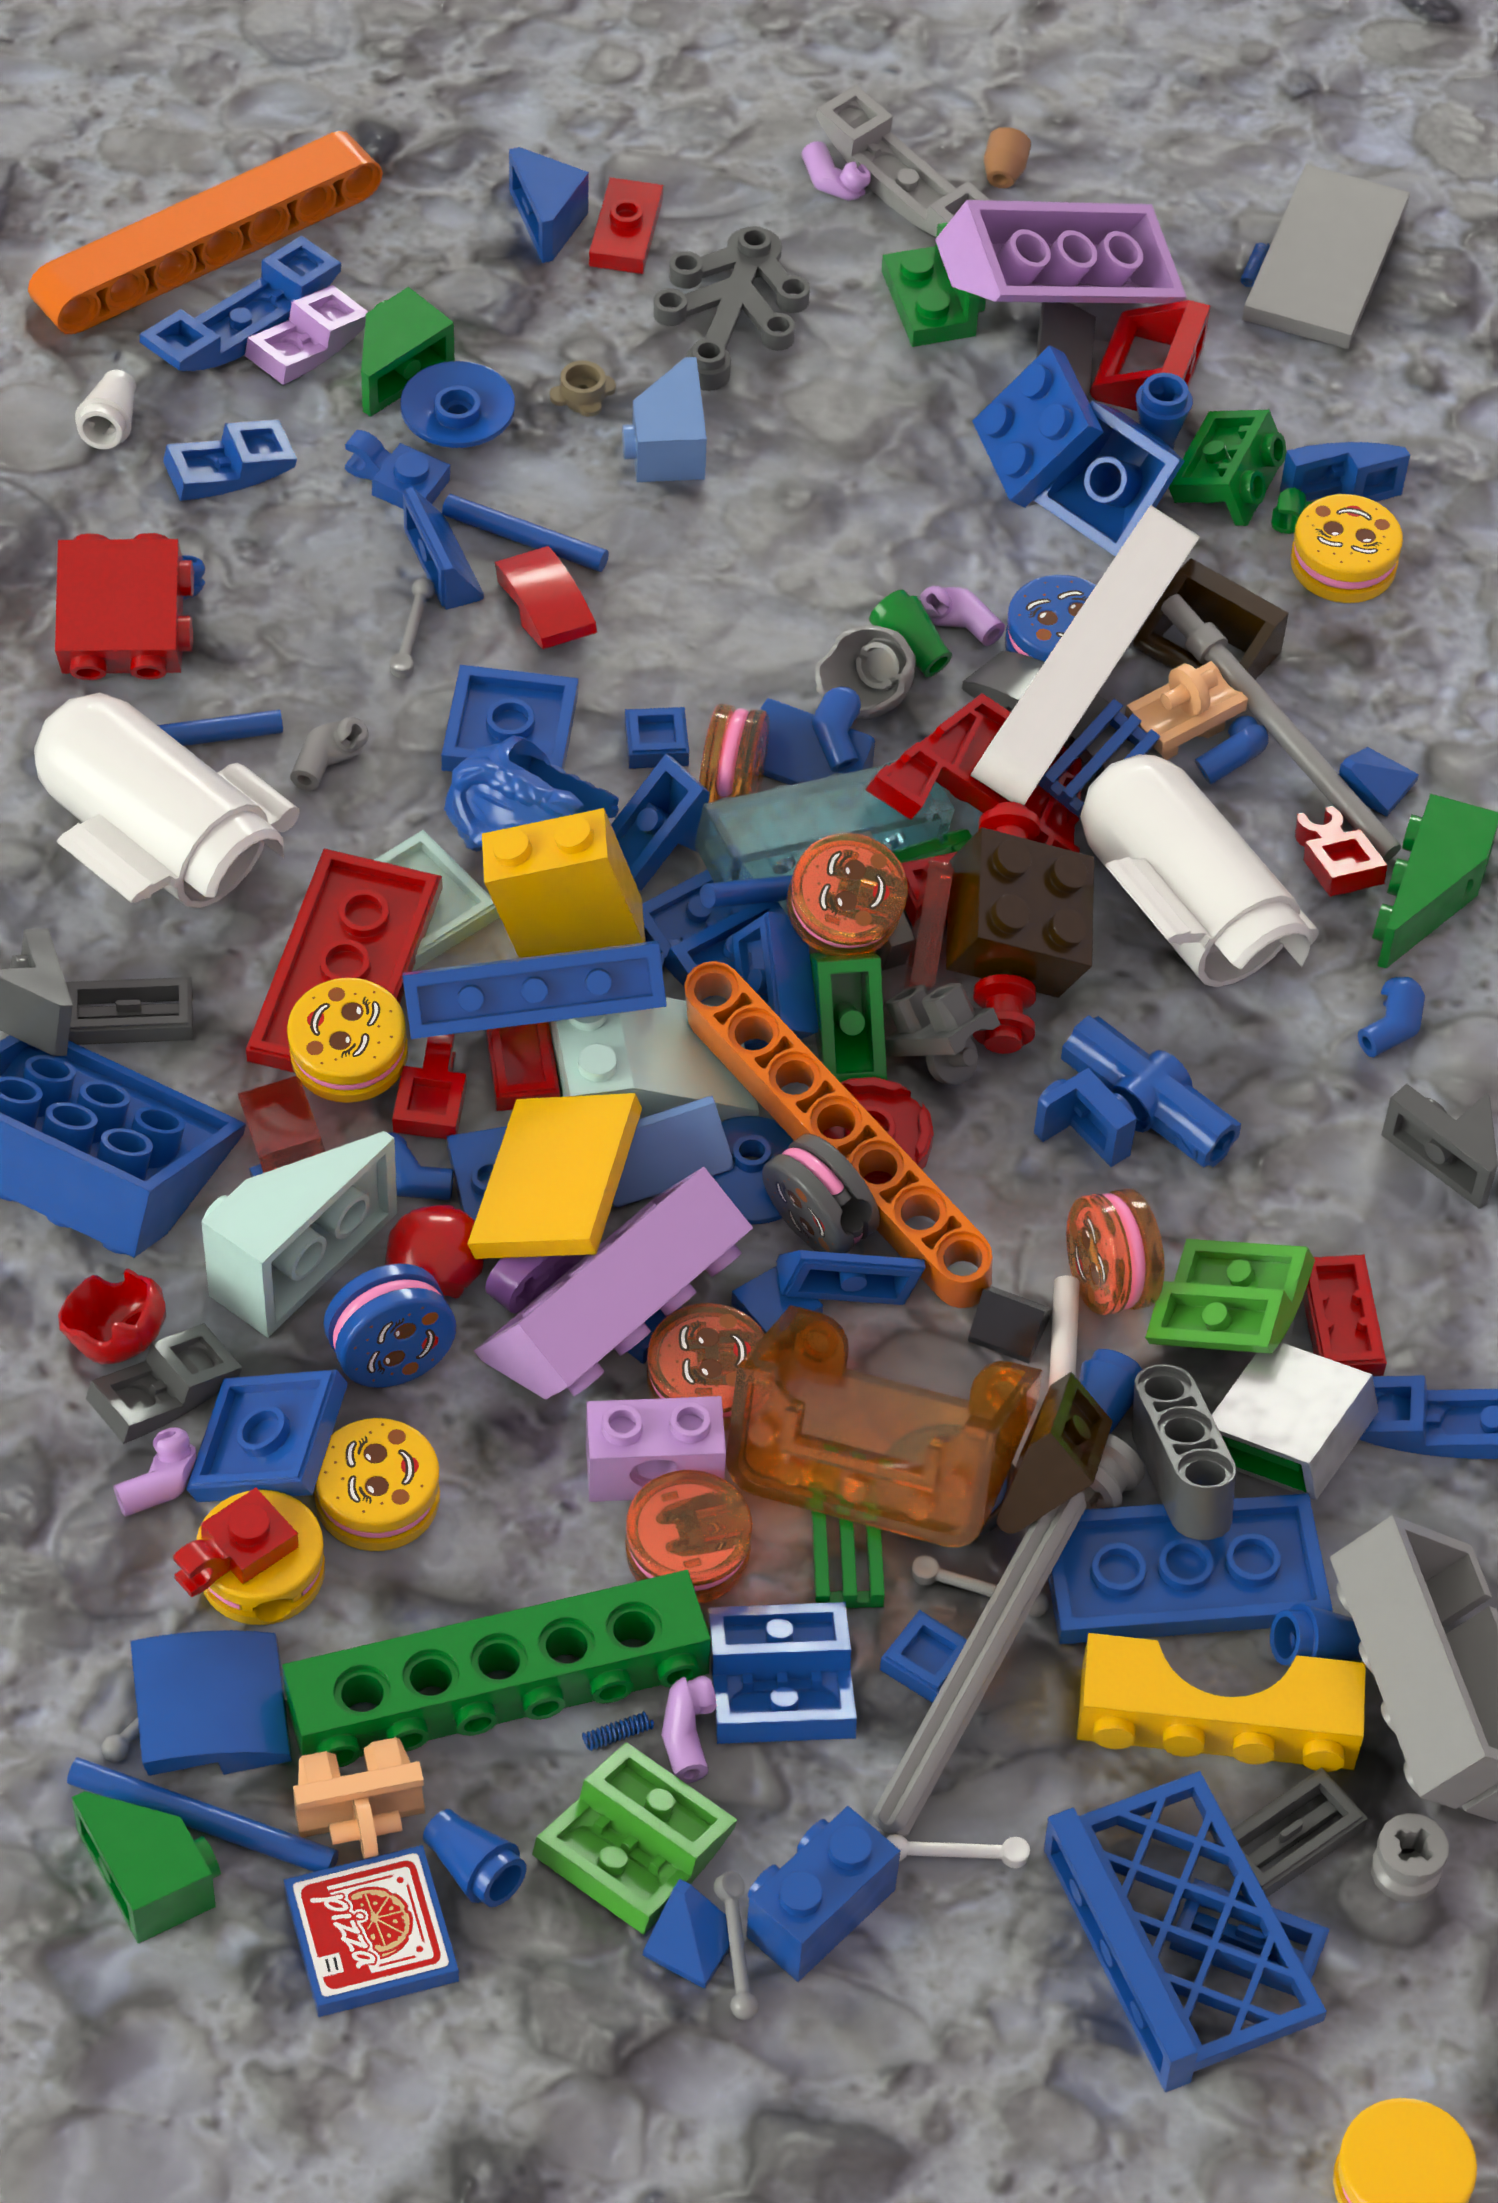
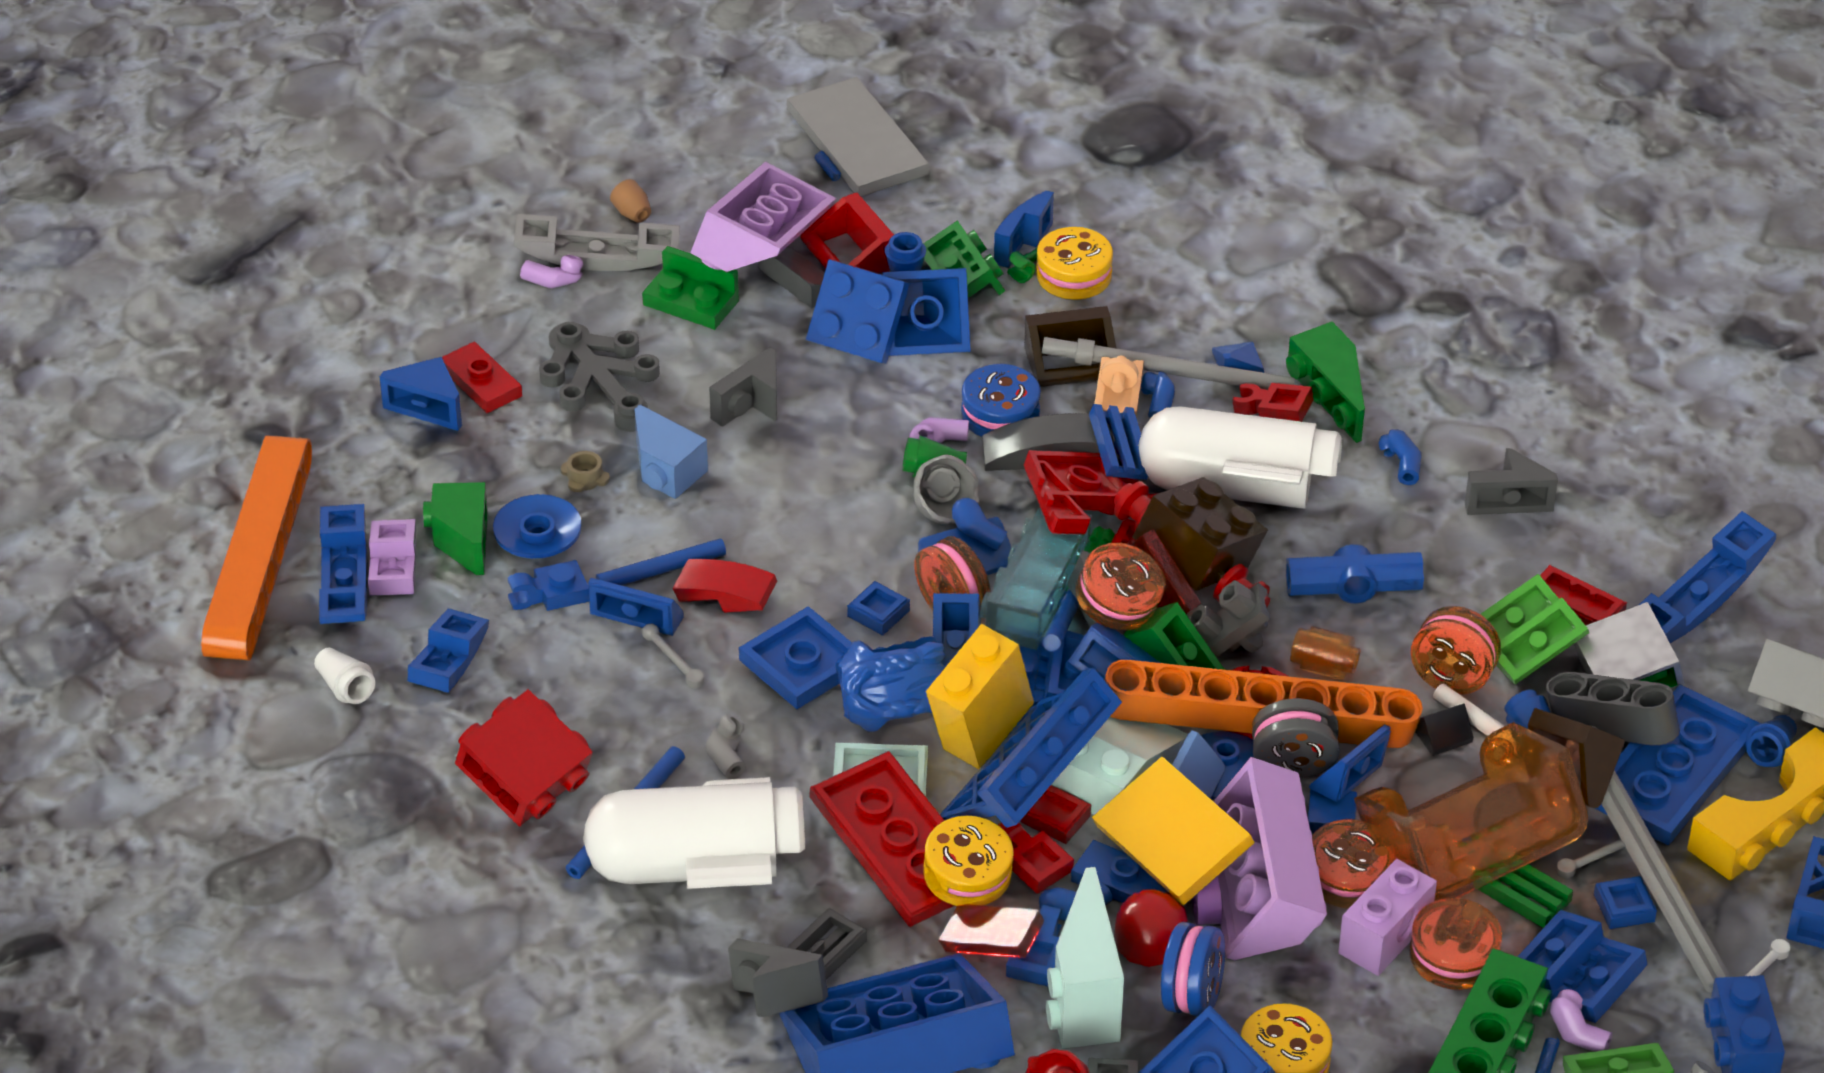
camera: 45 degrees left, 10 degrees down
(845, 422) = (746, 387): none -> dark grey slope
(997, 1142) = (1325, 652): none -> clear orange brick
(1084, 657) = (1055, 394): white beam -> none
(1092, 1111) = (1348, 604): blue bracket -> none

